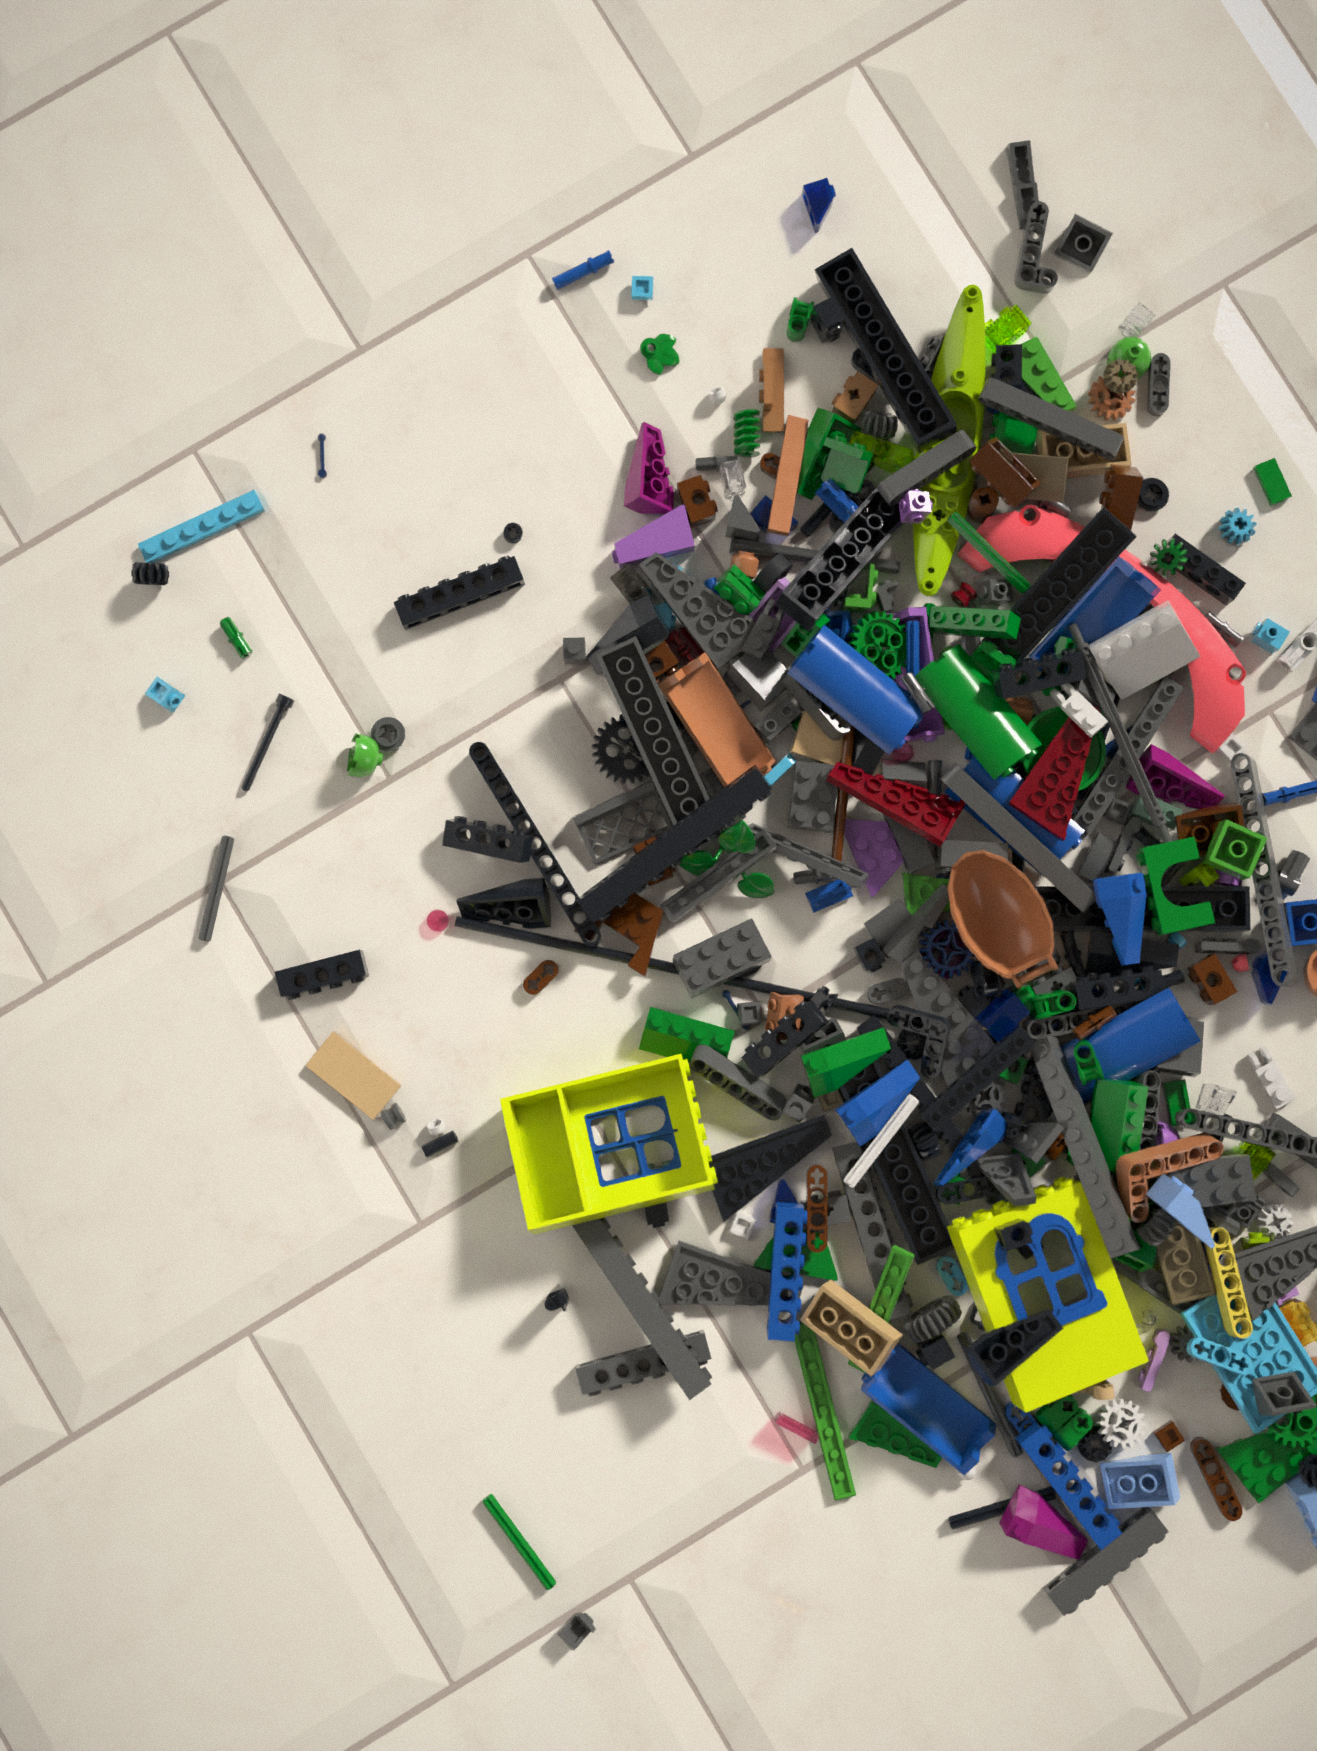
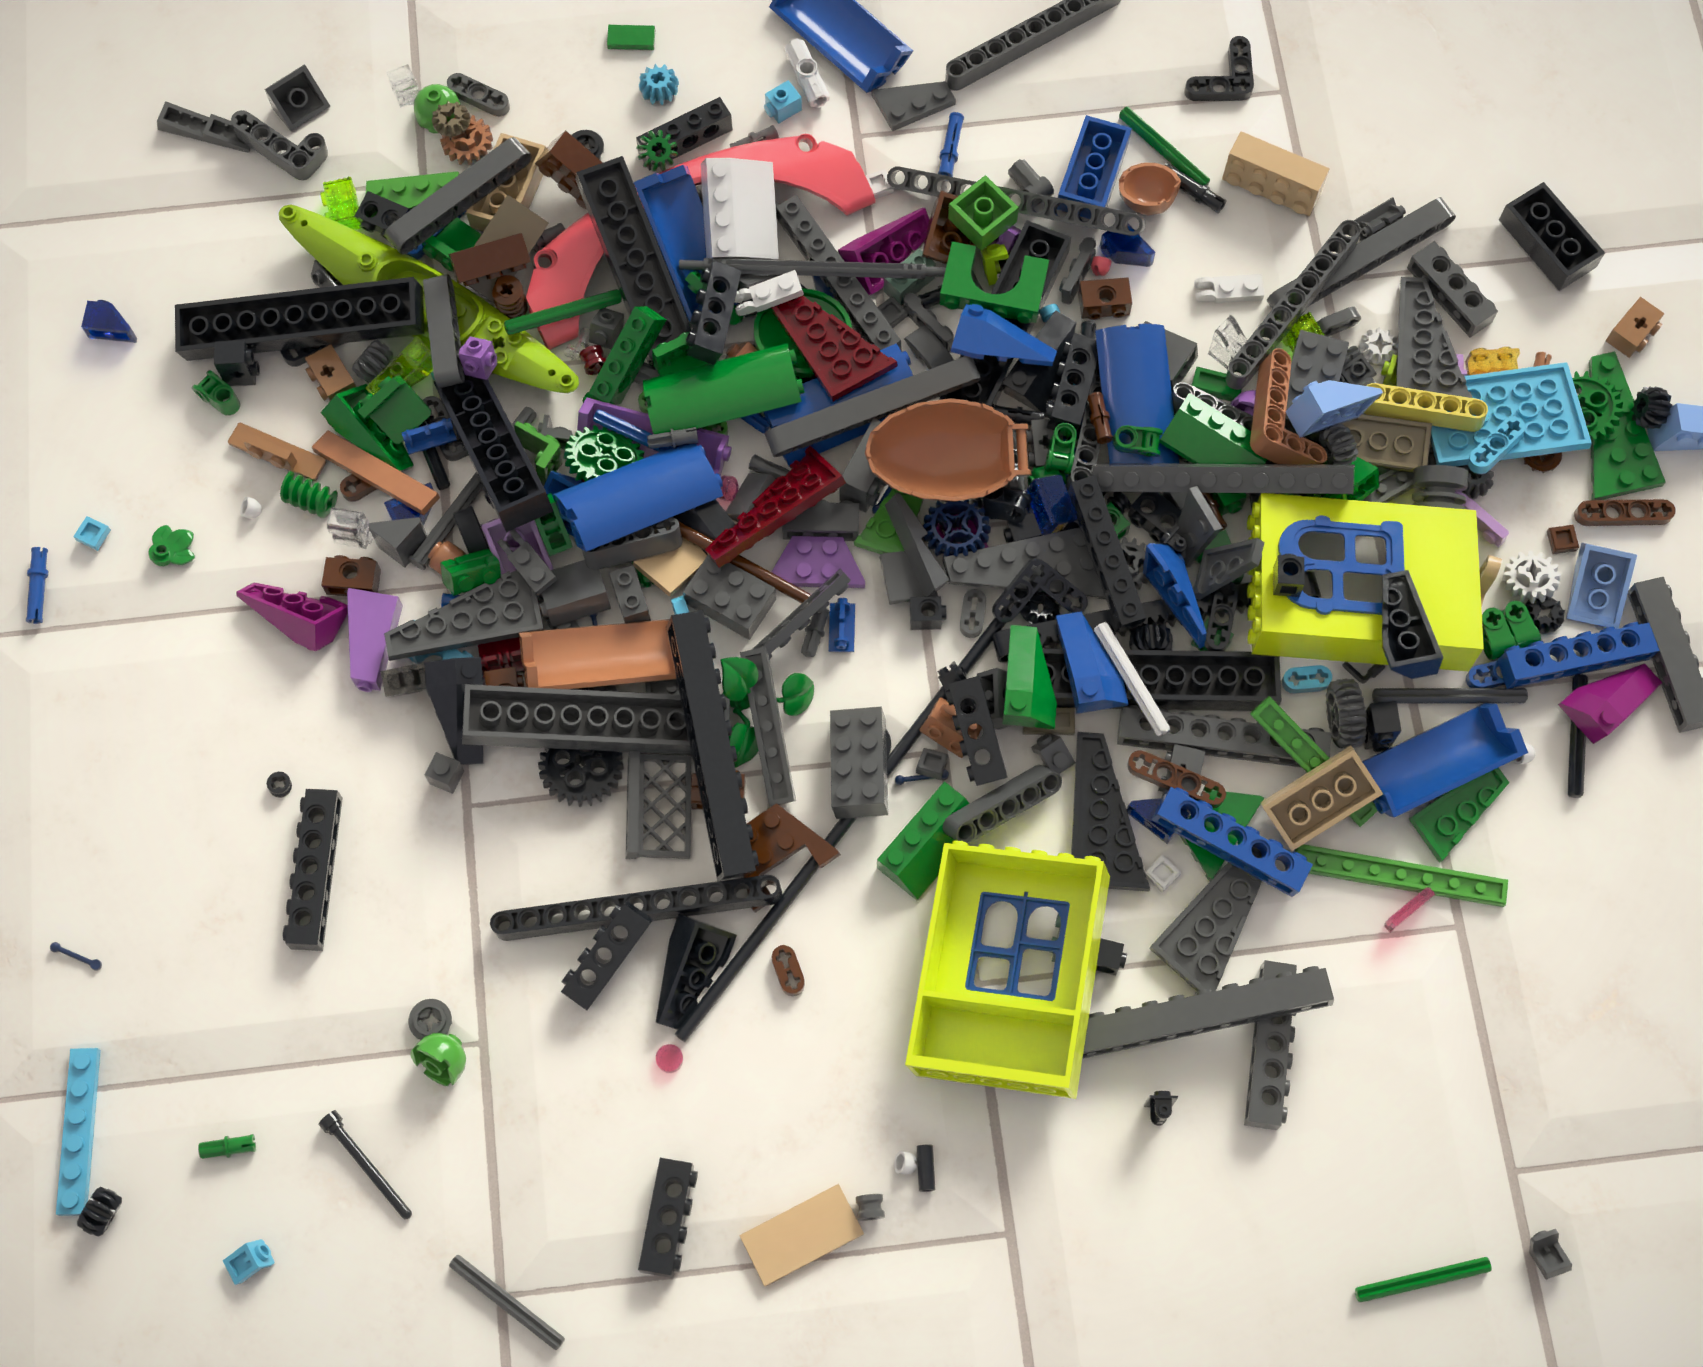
camera: 65 degrees left, 15 degrees down
(712, 463) = (319, 544): dark grey axle -> none
(1157, 1323) = (1439, 486): none -> dark grey wheel
(1281, 1394) = (1559, 403): dark grey slope -> none

